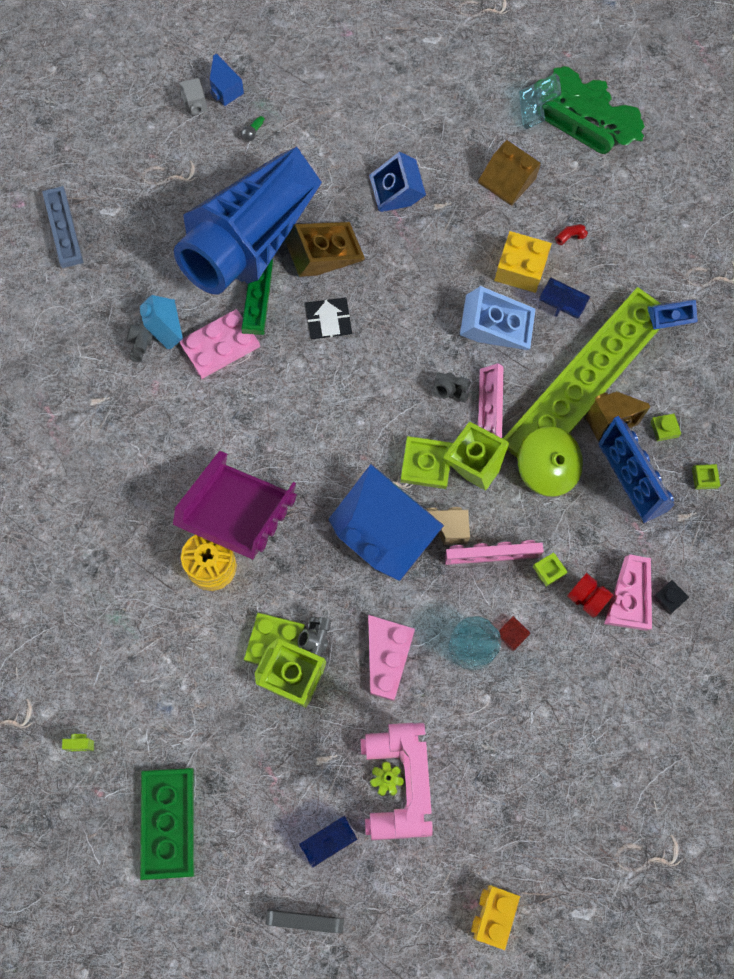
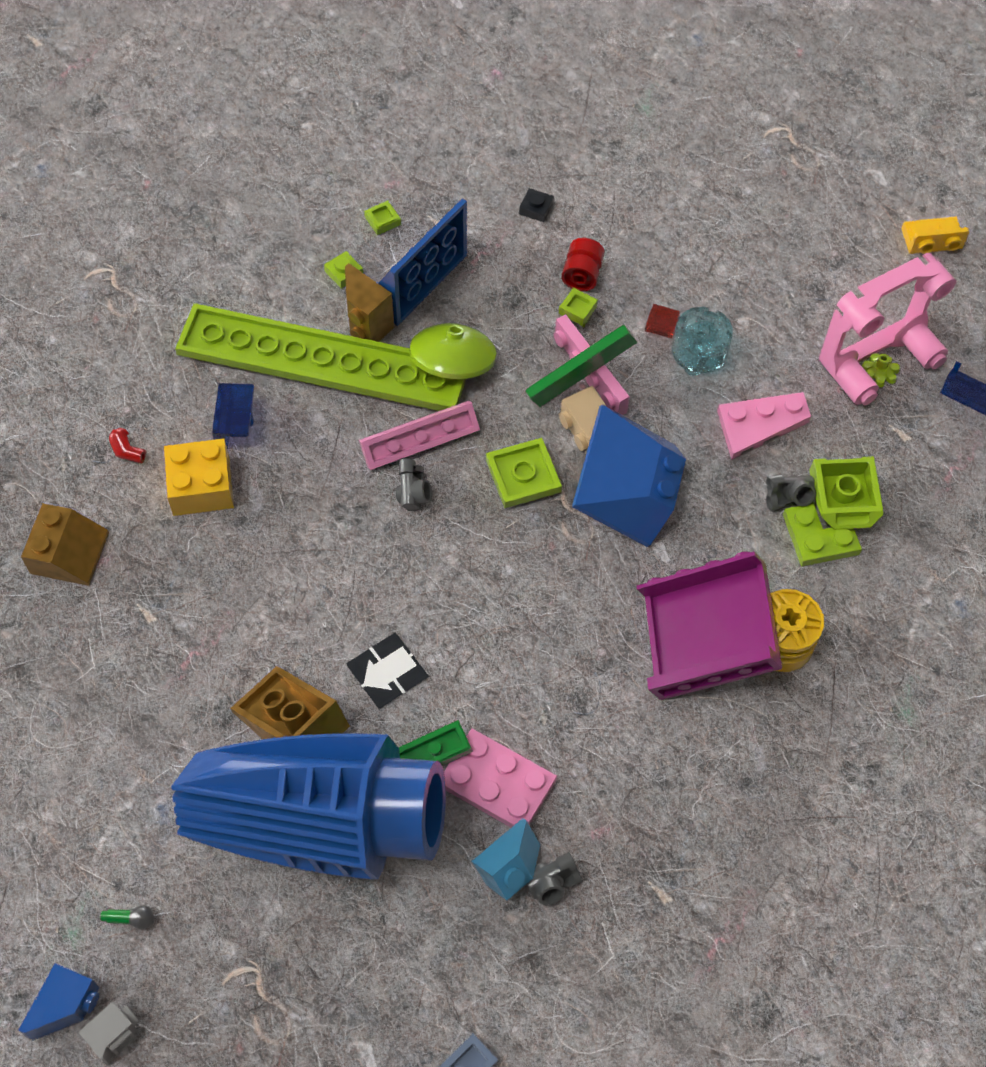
camera: 115 degrees left, 10 degrees down
(397, 183) = (144, 672): blue slope -> none
(477, 455) = (489, 416): lime slope -> none
(487, 534) = (581, 366): none -> green tile
(497, 319) = (297, 475): light blue slope -> none
(632, 595) = (557, 231): bright pink wing -> none
(673, 313) = (196, 300): blue slope -> none

